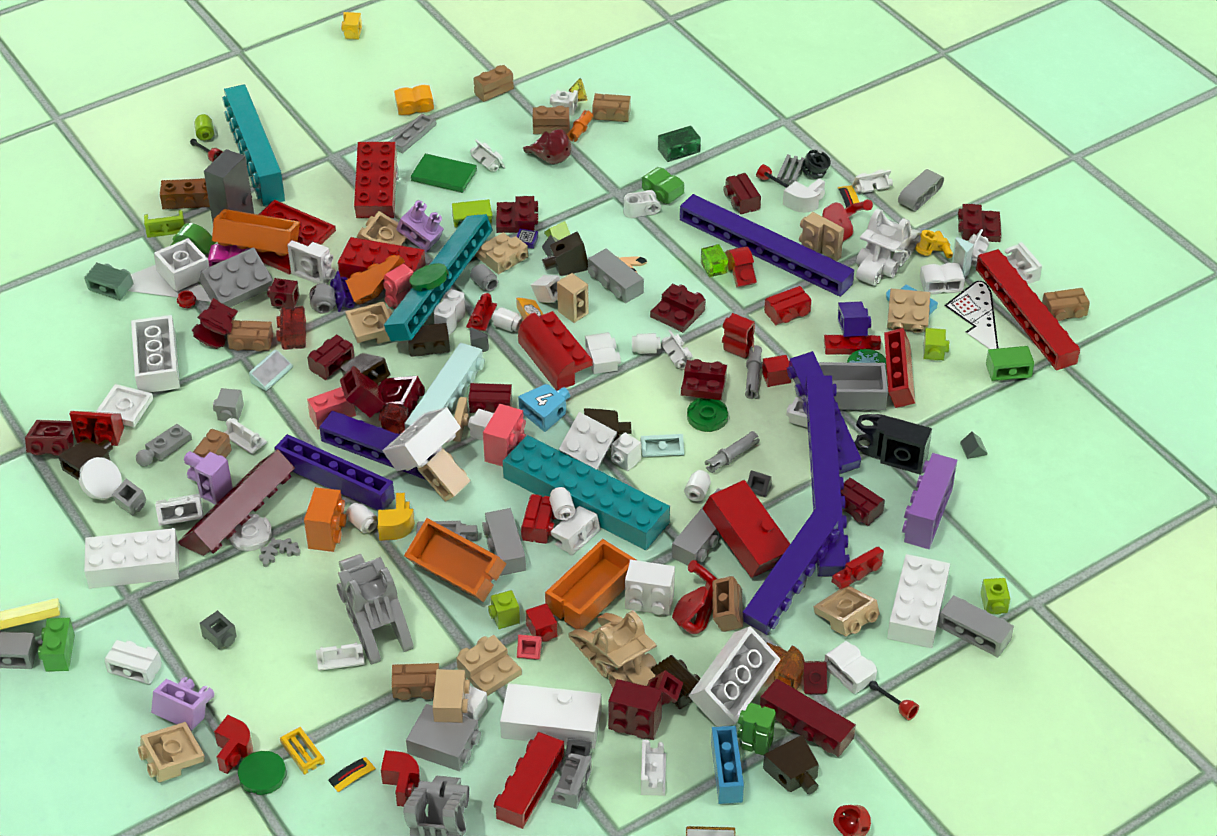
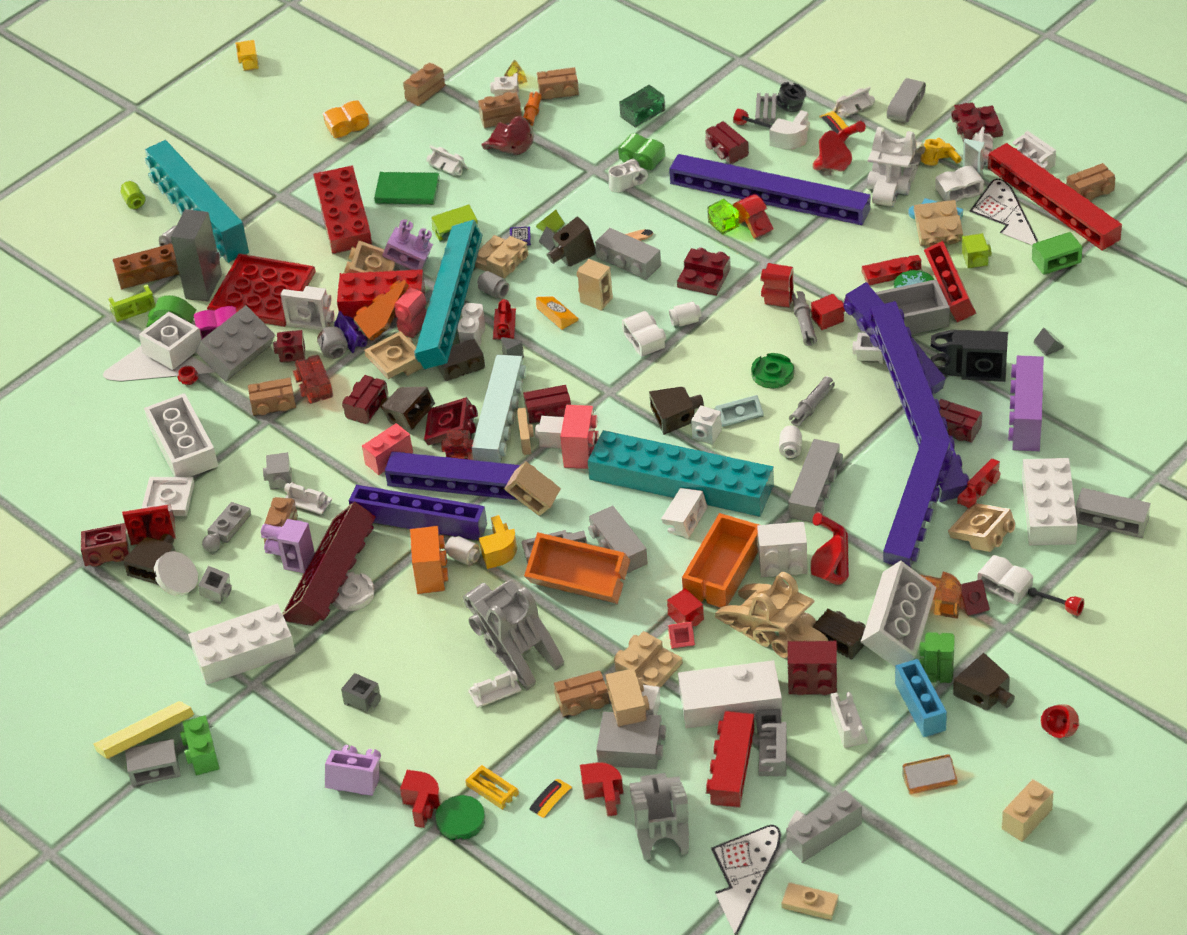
camera: 10 degrees left, 0 degrees up
(109, 280) = (98, 374): sand green brick -> none
(133, 661) = (285, 743): white brick -> none
(169, 751) = (360, 819): tan plate -> none
(179, 509) = (272, 585): white brick -> none
(211, 153) = (159, 218): hinge -> none
(214, 324) = (231, 392): dark red piece -> none
(254, 231) = (239, 289): orange piece -> none
(268, 551) = (379, 606): light grey animal -> none
(270, 370) = (306, 427): flat silver slope -> none
(362, 392) = (417, 425): dark red hips -> none
(413, 132) = (358, 151): light grey tile -> none
(422, 439) = (501, 457): white brick -> none
(429, 277) = (443, 294): green tile -> none
(504, 609) = (644, 604): lime brick -> none
(507, 319) = (533, 322): white brick -> none
(517, 215) = (502, 214): dark red plate -> none
(538, 520) = (643, 509): red brick -> none
(544, 405) = (606, 397): medium azure torso -> none
(546, 288) = (563, 281): white brick -> none
(553, 349) = (593, 340): red brick -> none
(562, 503) = (665, 489): white brick -> none
(588, 441) = (667, 421): white brick -> none
(668, 684) = (837, 633): dark red brick -> none
(674, 344) = (725, 318): white hinge -> none
(704, 379) = (758, 336): dark red plate -> none
(727, 604) = (864, 547): medium nougat brick -> none
(746, 528) = (858, 470): red brick -> none
(759, 483) = (850, 426): dark grey slope -> none
(787, 305) = (814, 245): red brick -> none
(808, 717) = (984, 635): dark red brick -> none
(822, 236) = (825, 167): tan plate -> none
(853, 319) = (886, 243): dark purple brick -> none
(995, 595) = (1121, 479): lime brick -> none

